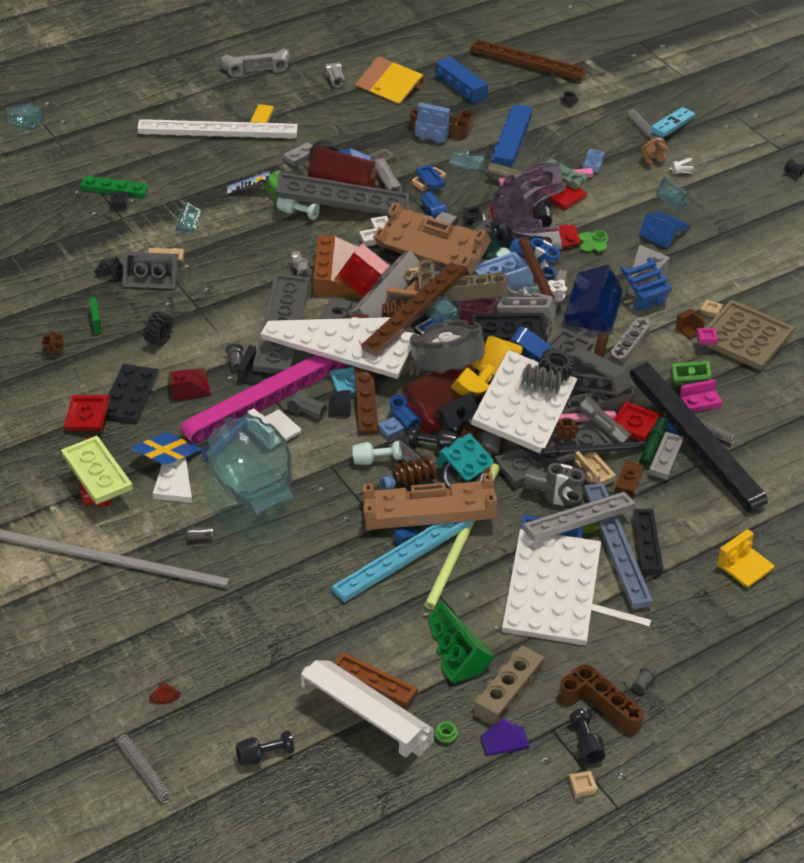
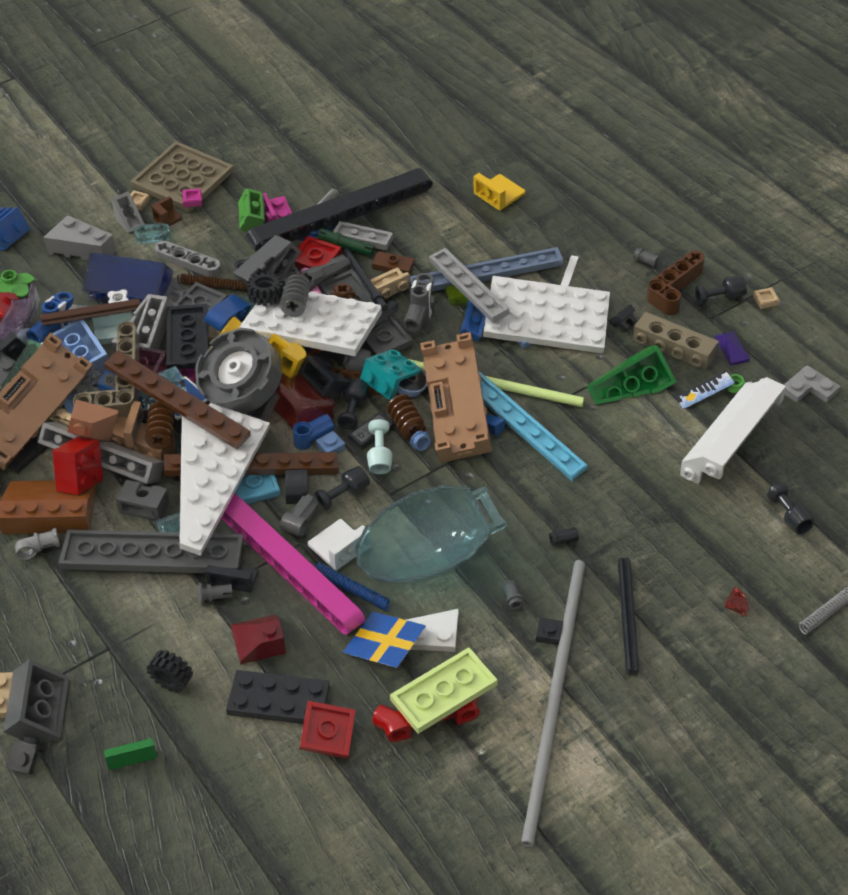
camera: 90 degrees left, 5 degrees up
(52, 342) = (182, 790): reddish brown gear -> none
(159, 555) = (549, 631): none -> black plate
(165, 611) = (628, 616): none -> black axle
(259, 568) = (563, 536): none -> black pin
(338, 435) = (353, 482): none -> black piece
(380, 681) = (686, 436): dark orange plate -> none
(394, 263) = (92, 421): none -> nougat slope
(438, 704) = (704, 389): none -> sticker
(447, 802) = (810, 381): none -> light grey plate
(547, 646) = (623, 316): none -> black tile
(647, 541) = (483, 250): black plate -> none
(652, 292) = (122, 233): blue plate -> none
(667, 318) = (152, 233): none -> clear light blue beam
(686, 298) = (126, 212): none -> light grey slope

